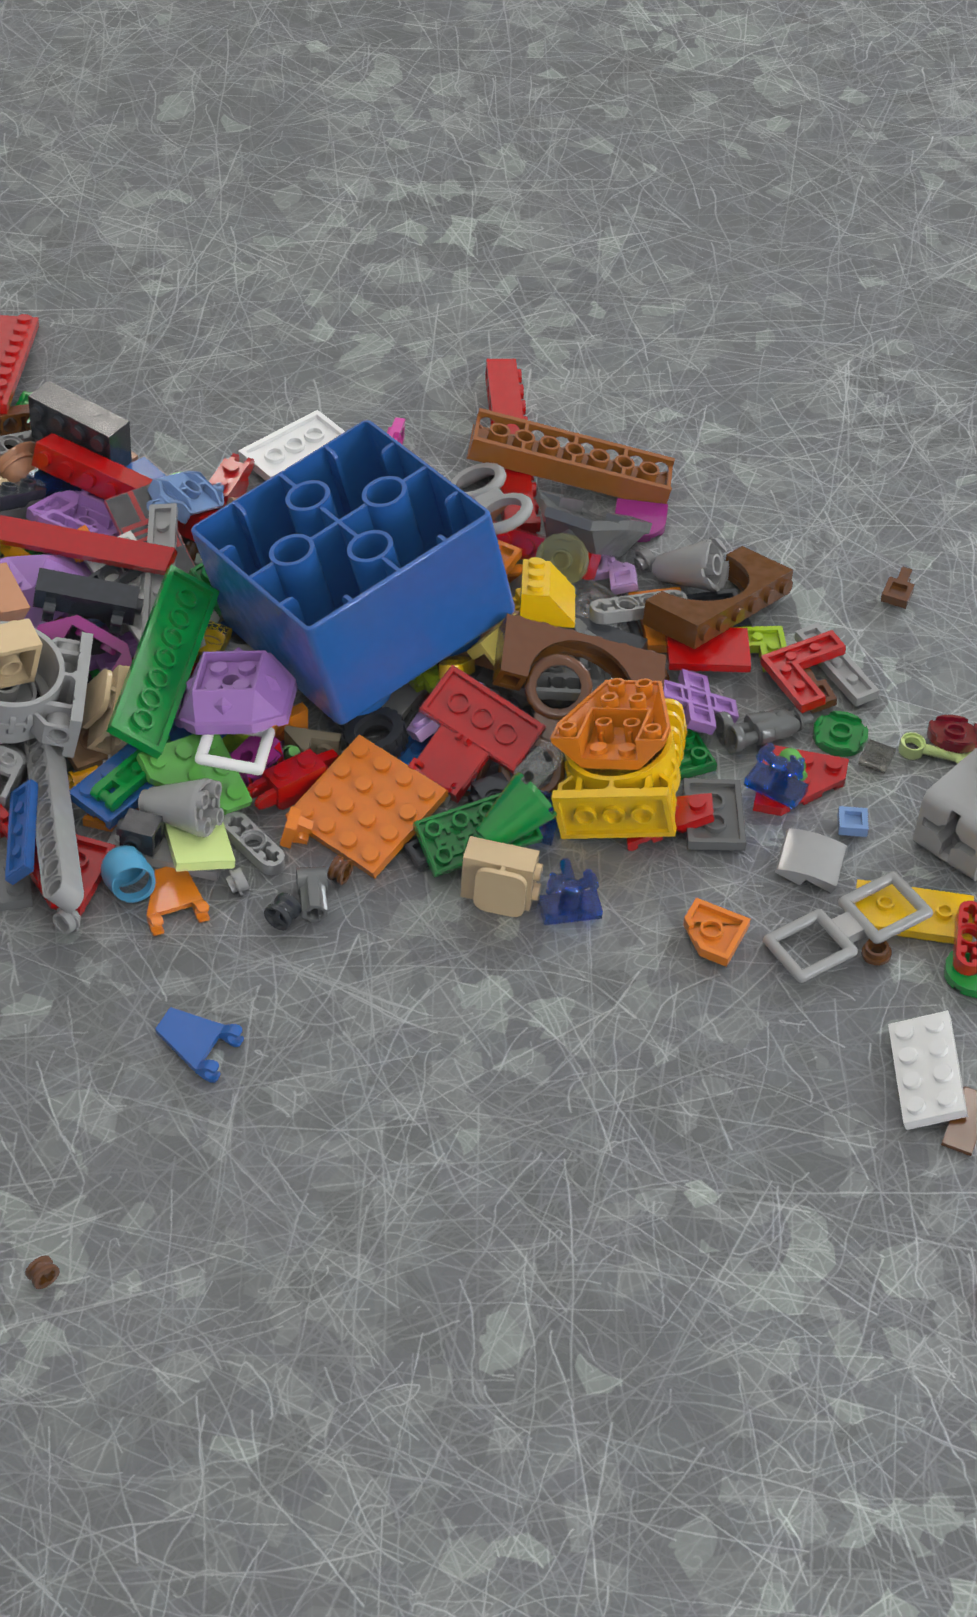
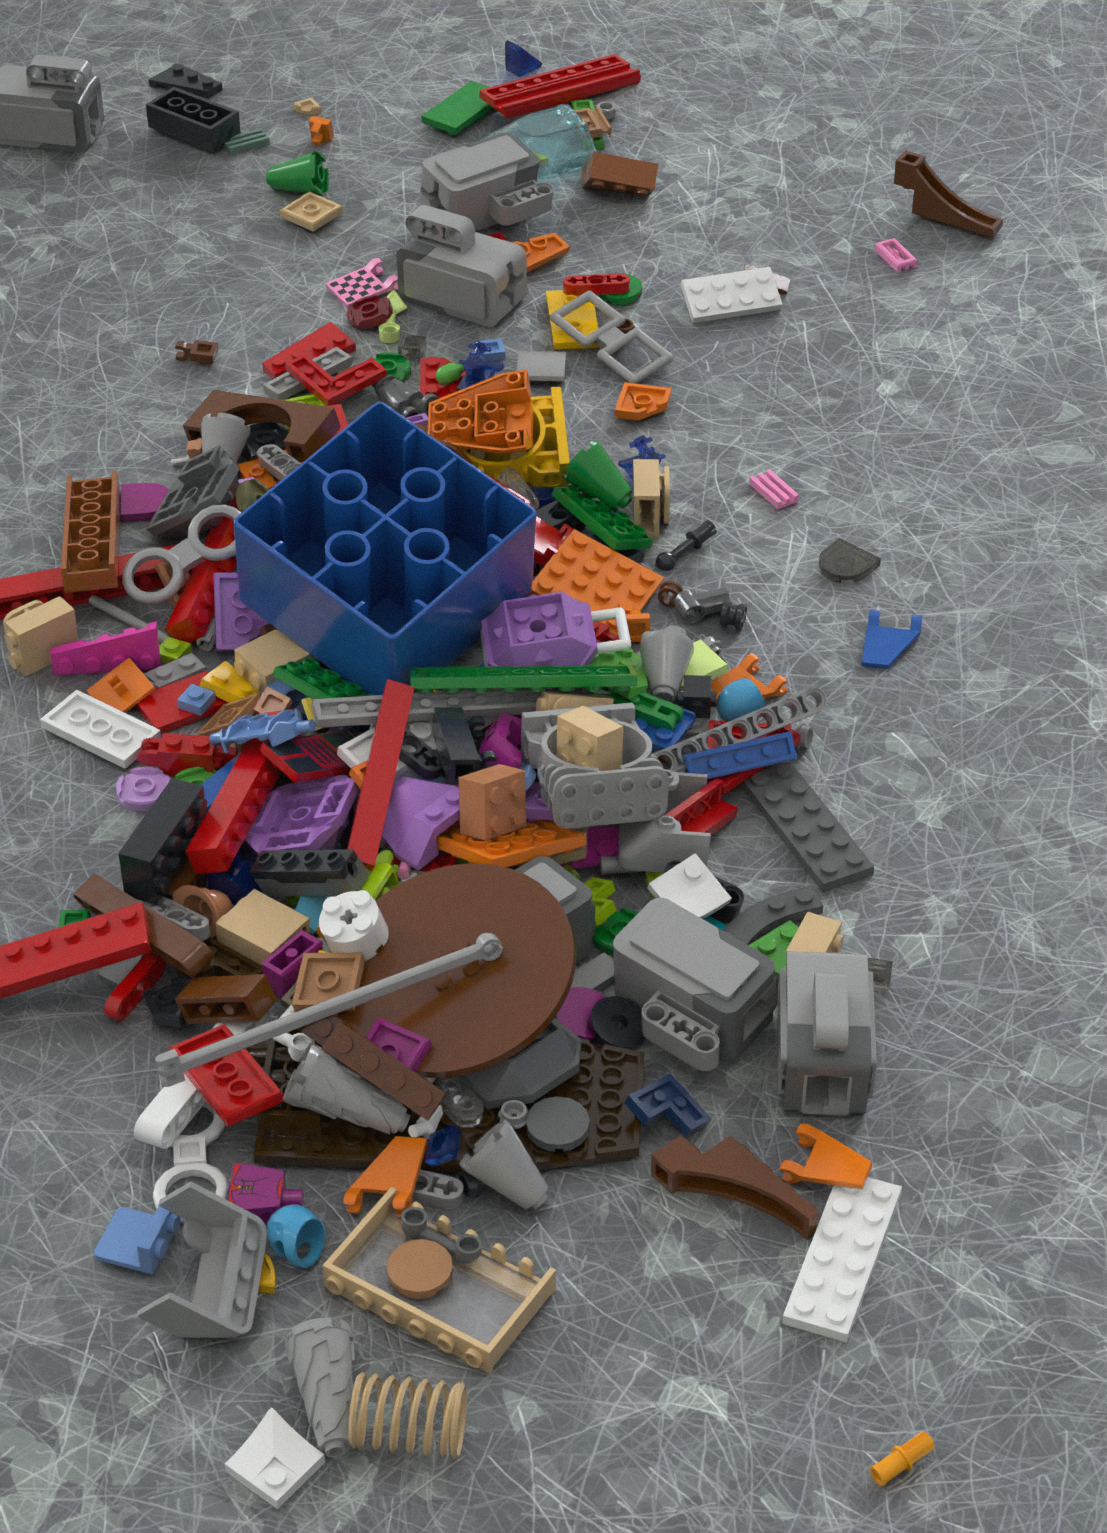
camera: 100 degrees left, 5 degrees down
(203, 461) = (141, 788): none -> lavender tile
(349, 1041) = (846, 562): none -> clear smoke tile
(426, 413) = (35, 630): none -> tan brick
(430, 913) = (667, 560): none -> black pin
(507, 1009) = (777, 488): none -> bright pink tile
(899, 689) = (313, 345): none -> red wing

